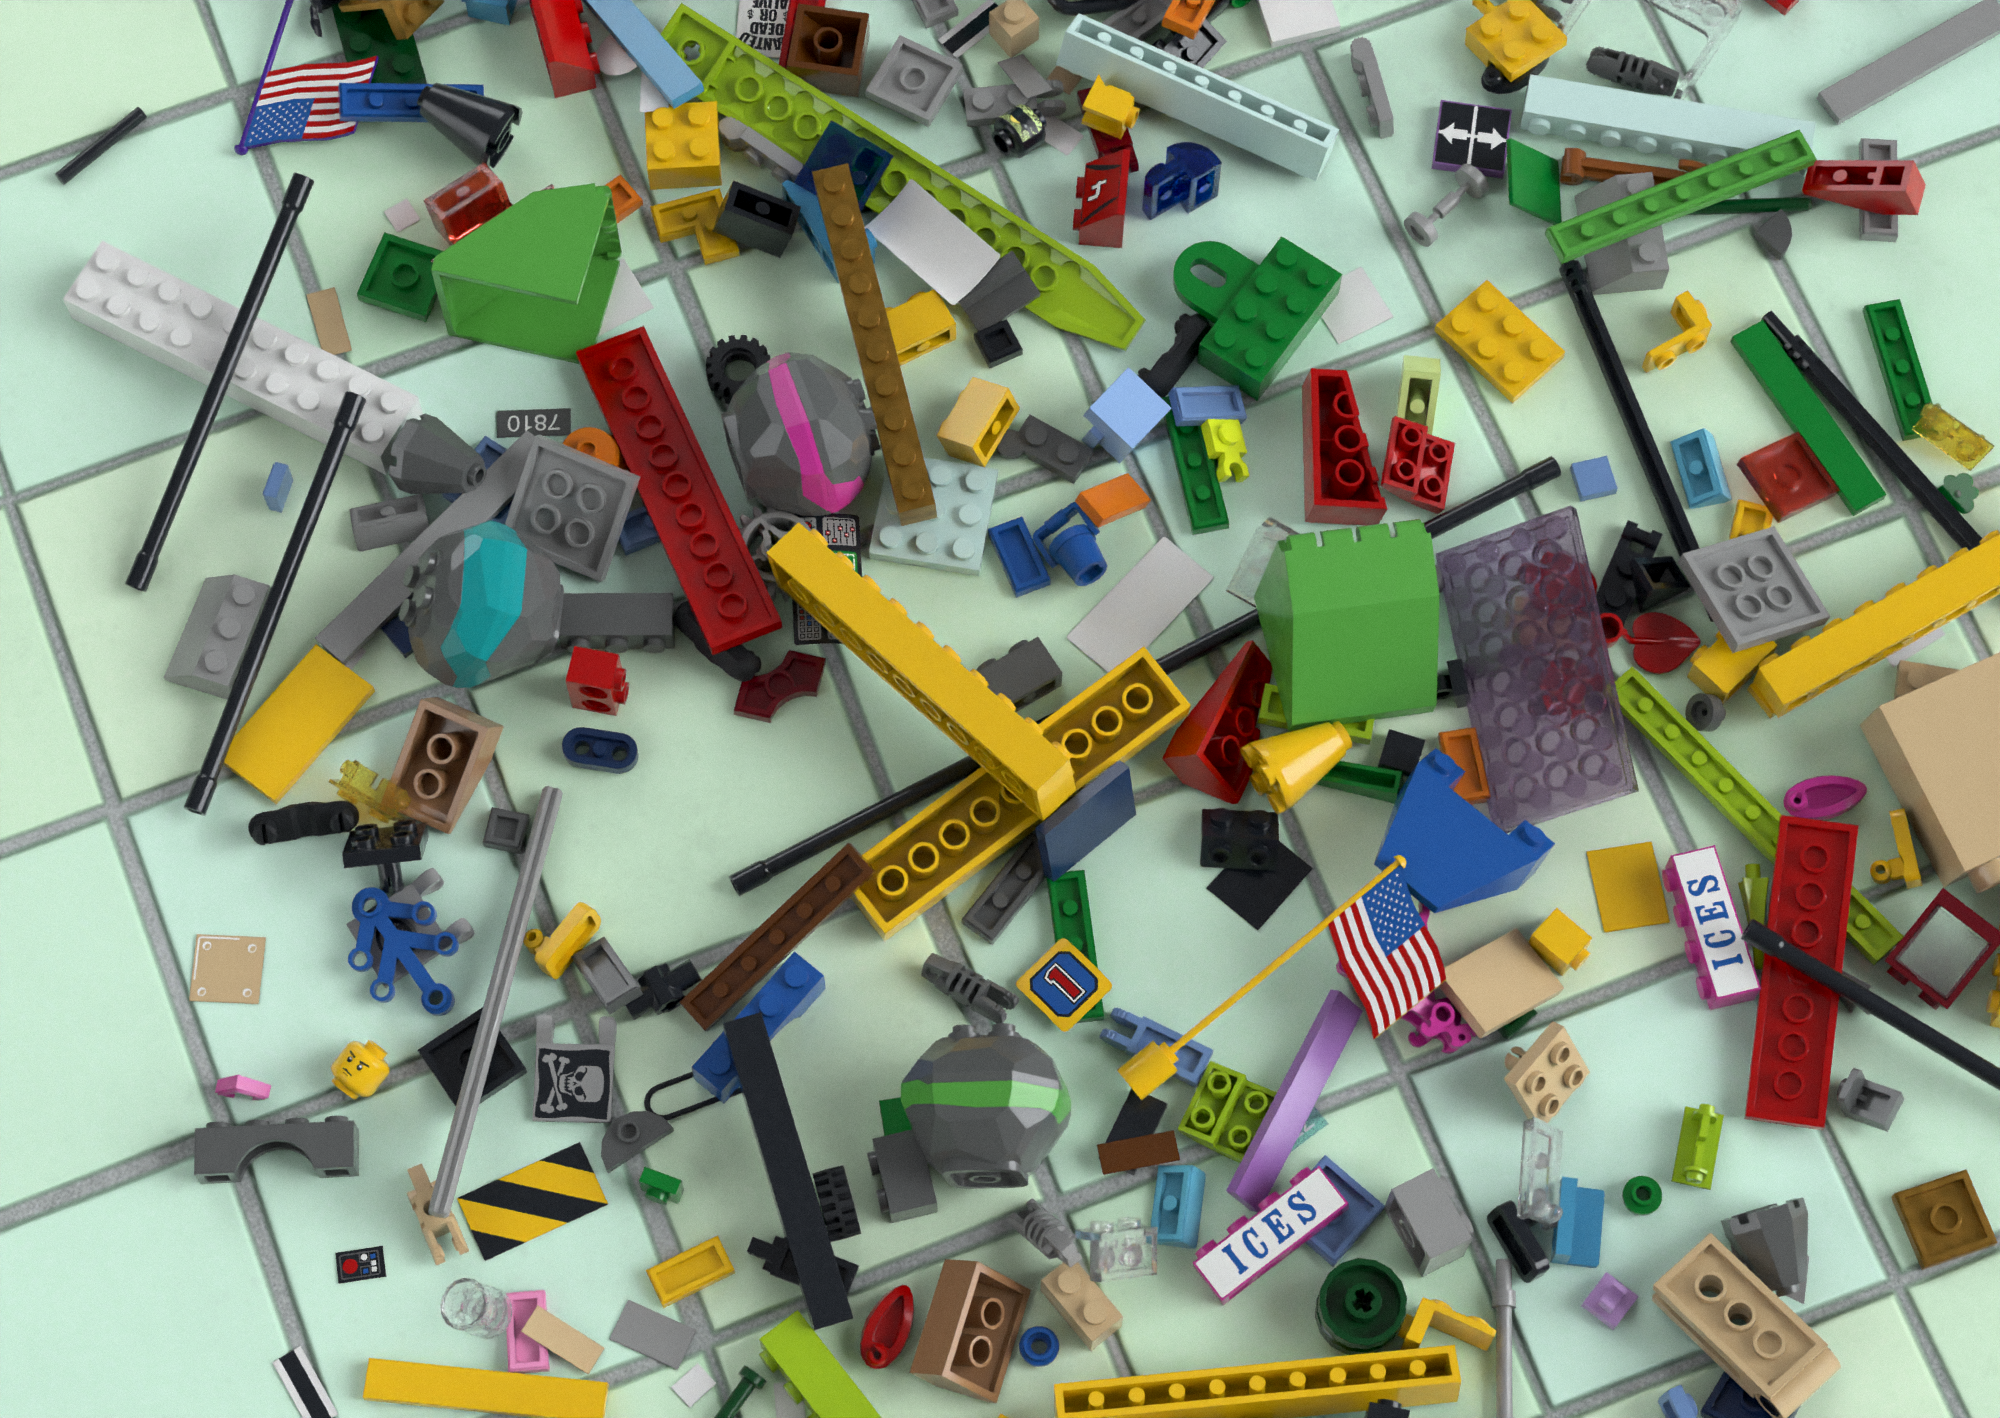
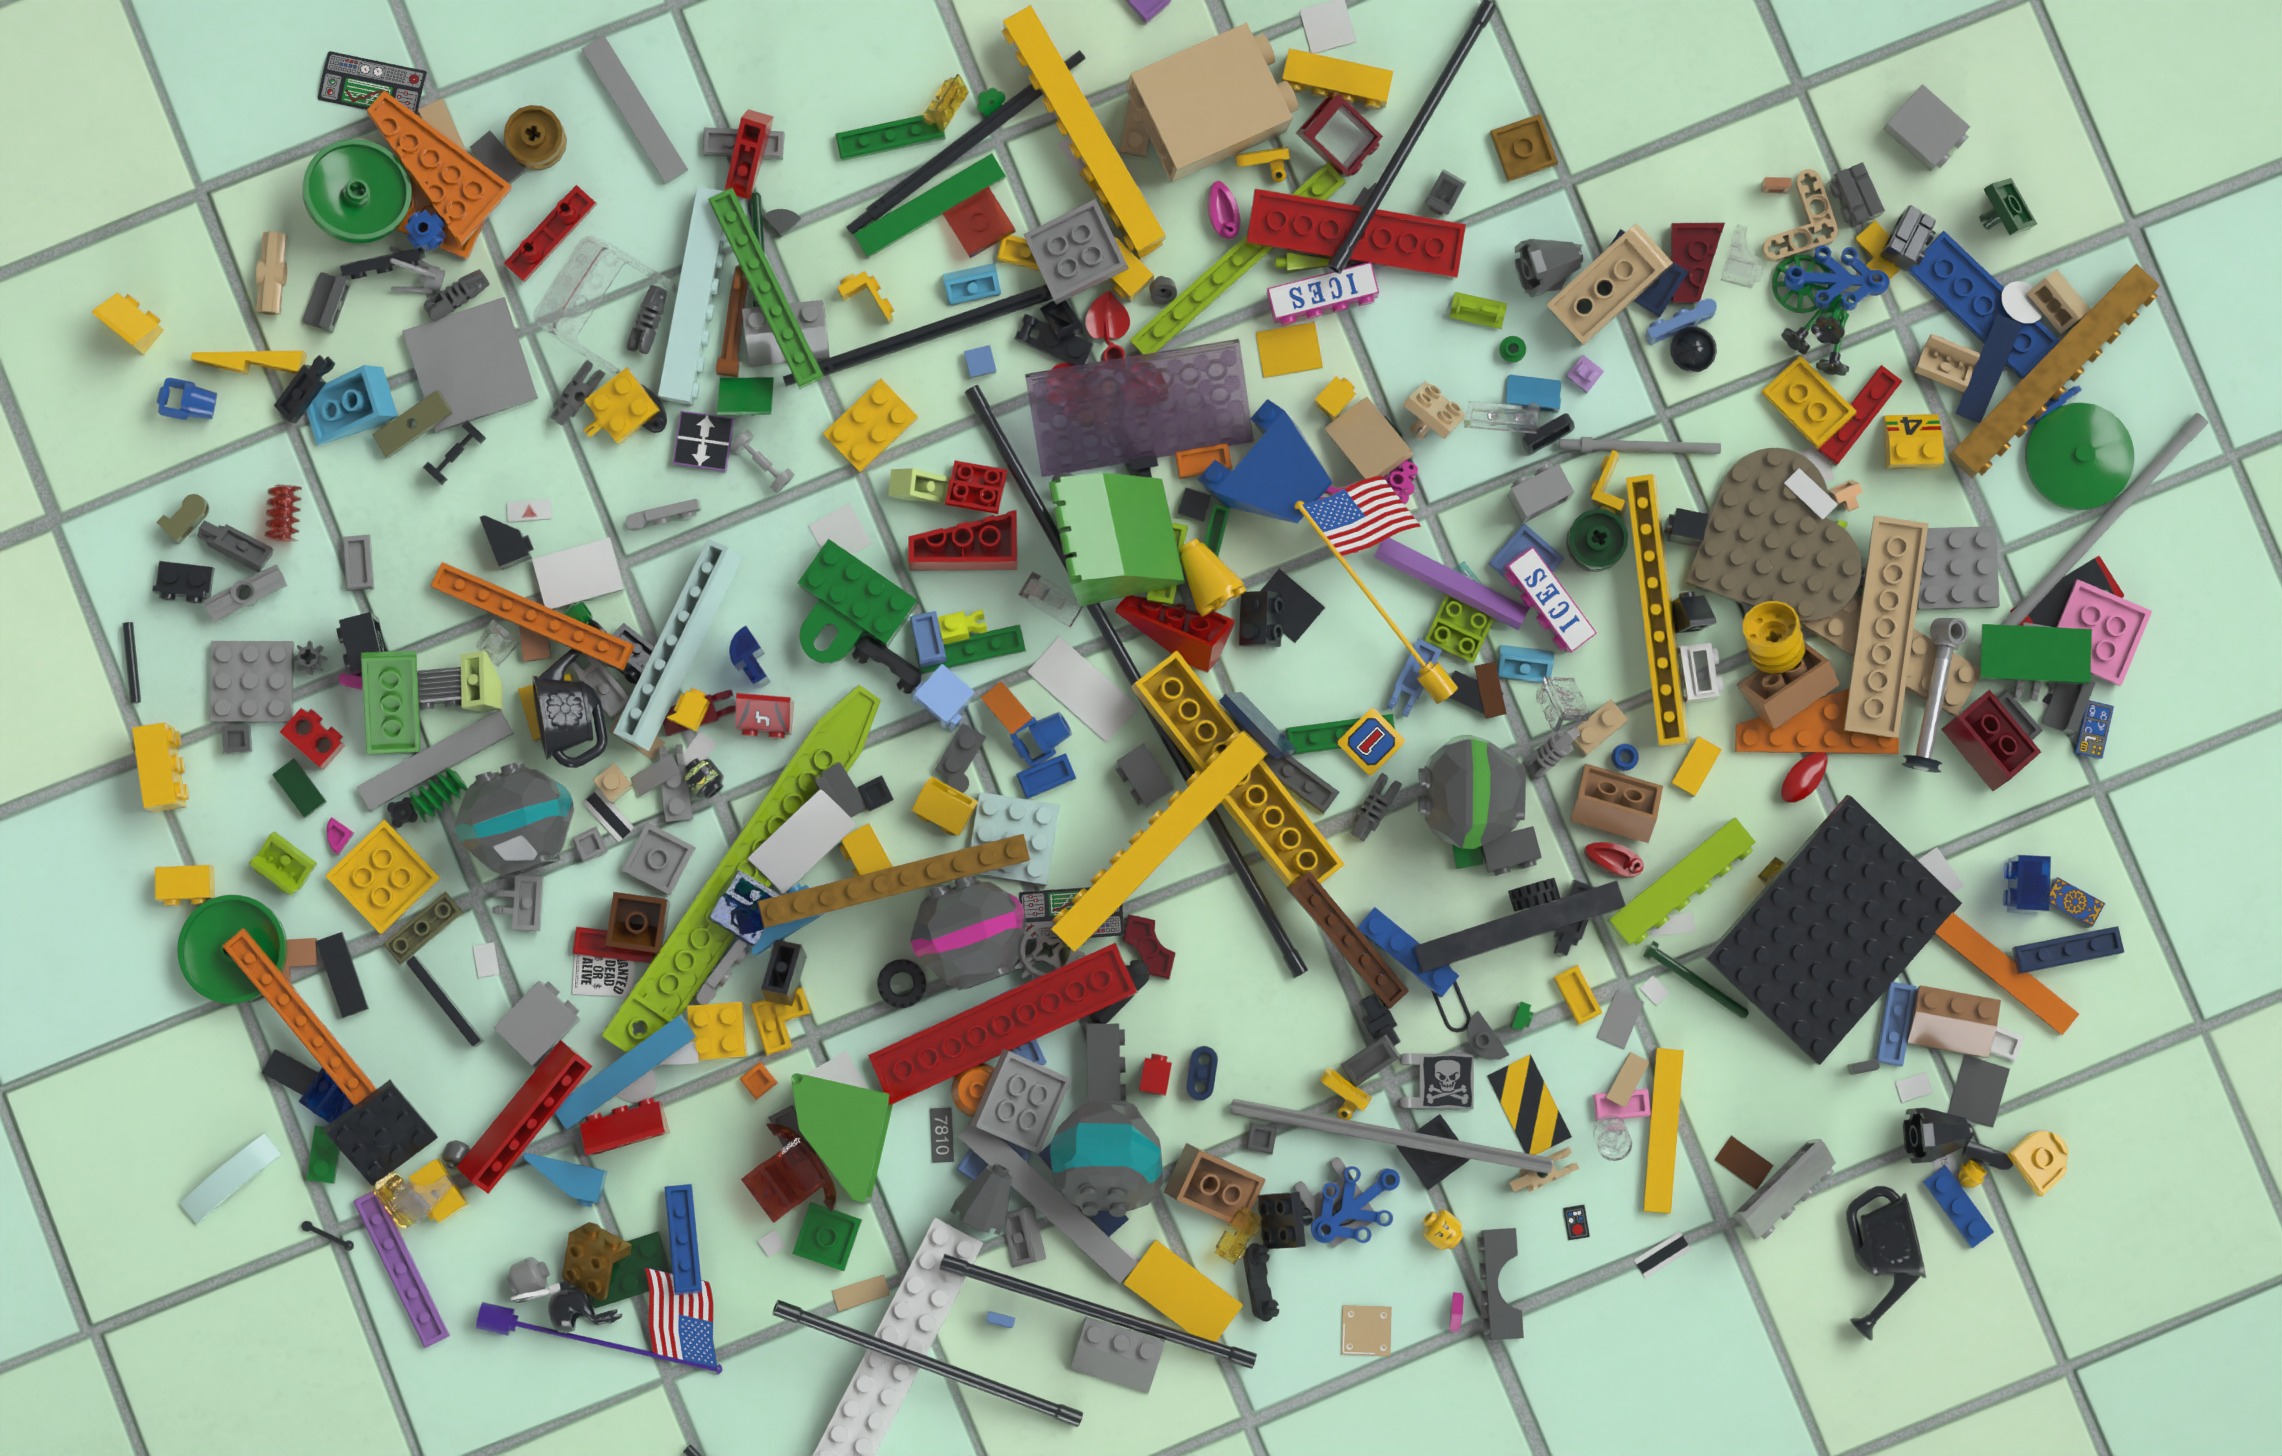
camera: 90 degrees left, 15 degrees up
(470, 121) = (704, 1192): black cone -> none

